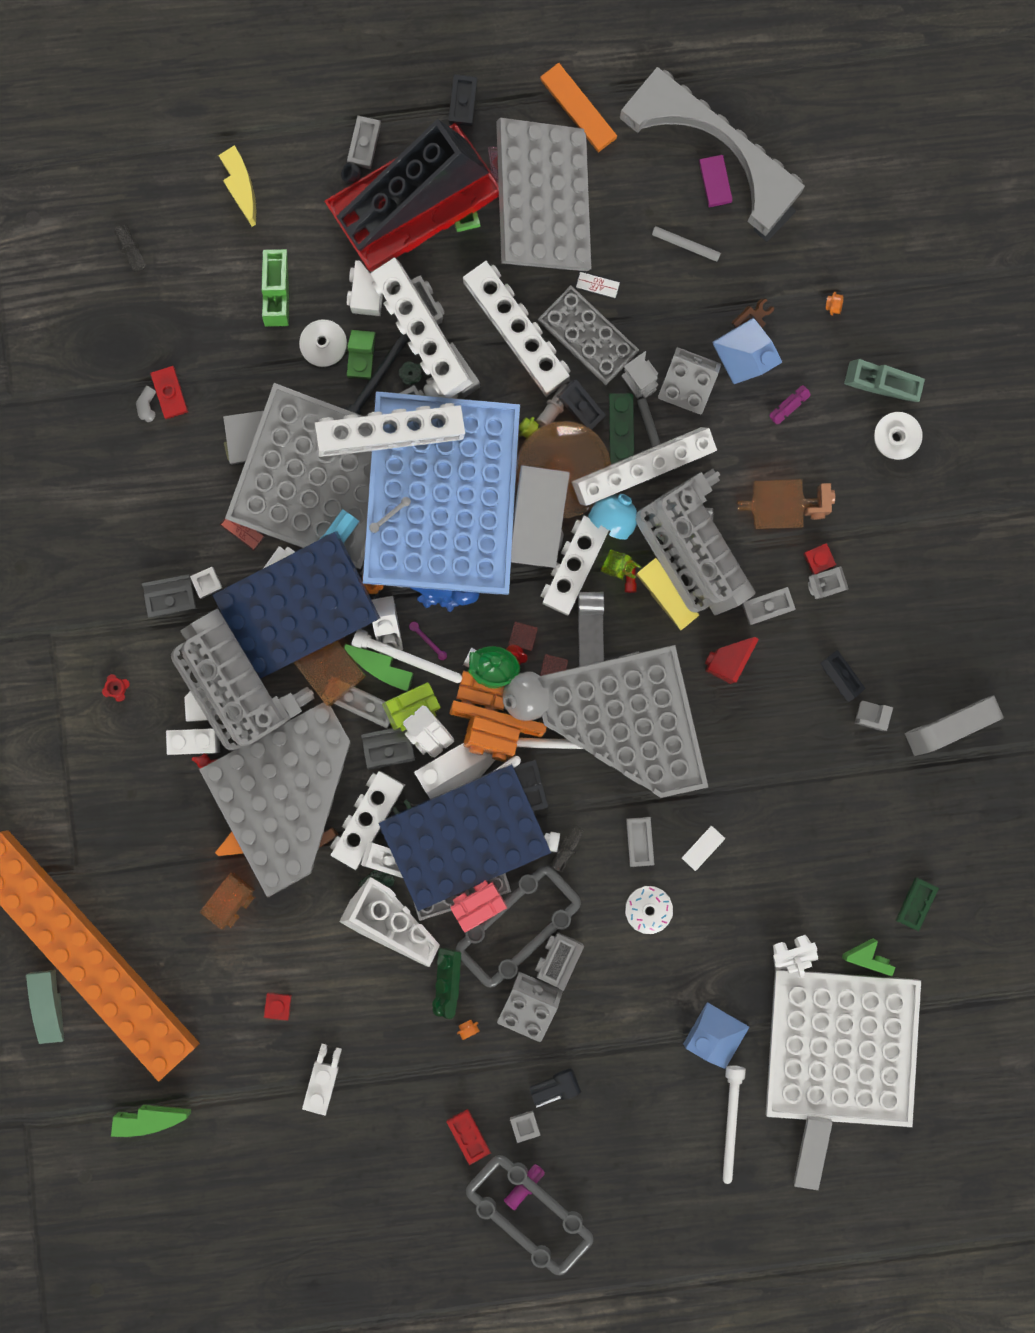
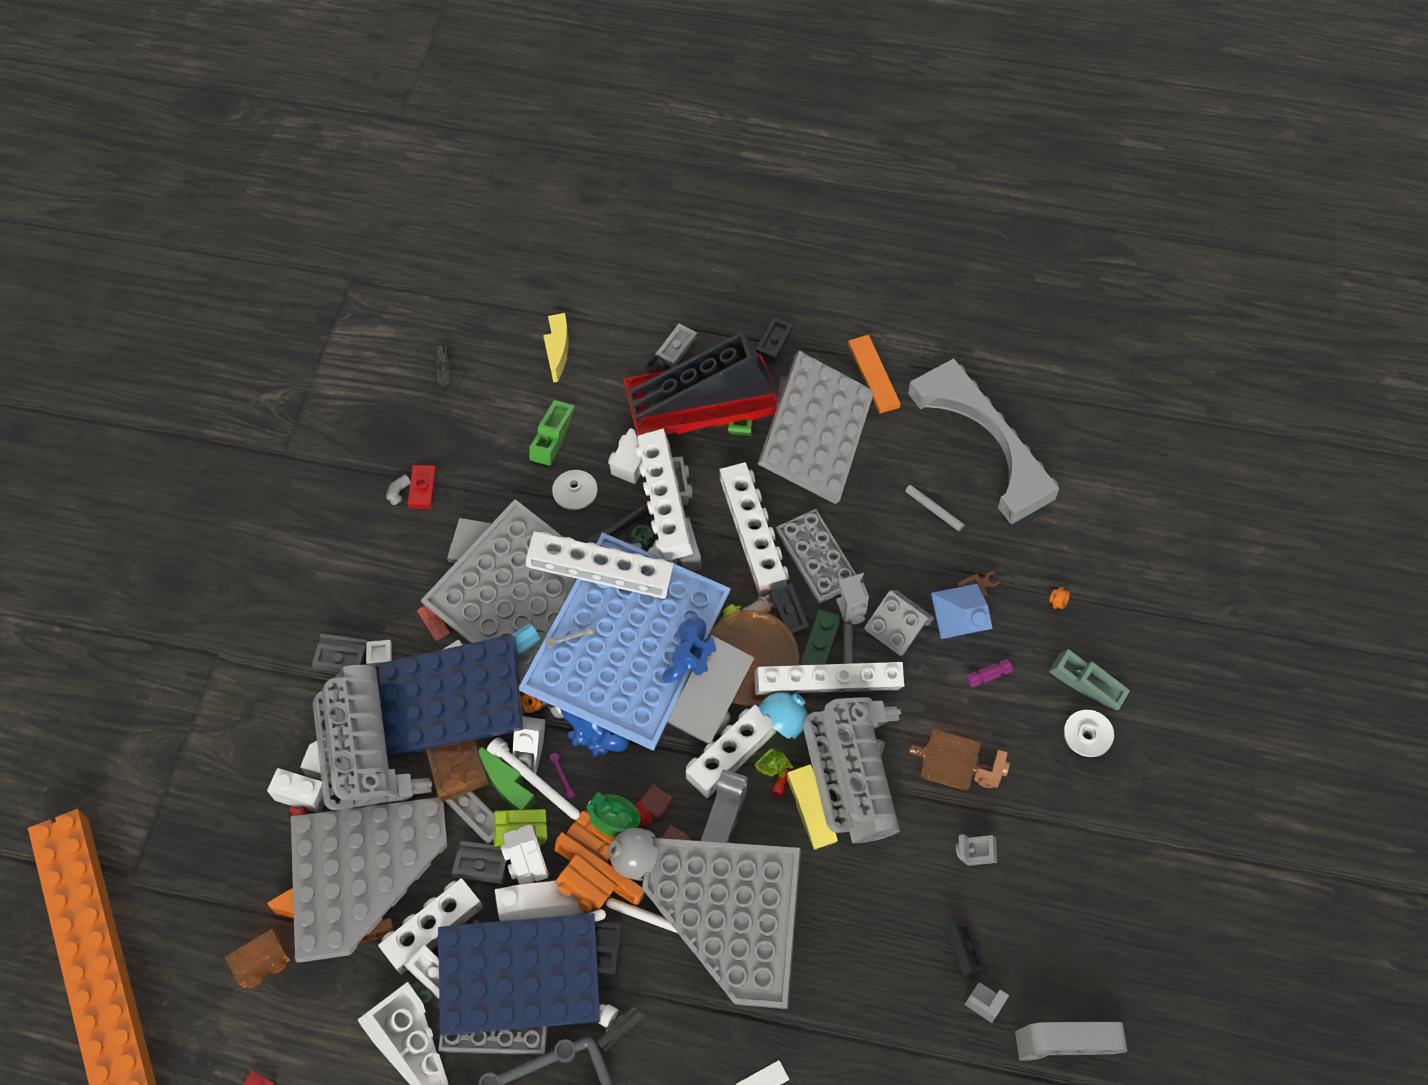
camera: 20 degrees right, 25 degrees down
(45, 1006) = (30, 1002): sand green slope -> none
(109, 690) = (247, 715): red plate -> none
(361, 354) = (604, 508): bright green slope -> none
(478, 906) = (502, 1051): coral brick -> none
(508, 491) = (691, 651): none -> blue animal
(597, 285) = (841, 517): white sticker -> none
(640, 841) = (698, 1049): light grey tile -> none
(715, 181) = (978, 465): magenta tile -> none
(730, 660) = (854, 889): red slope -> none
(768, 606) = (910, 853): light grey plate -> none
(819, 559) = (976, 824): red plate -> none

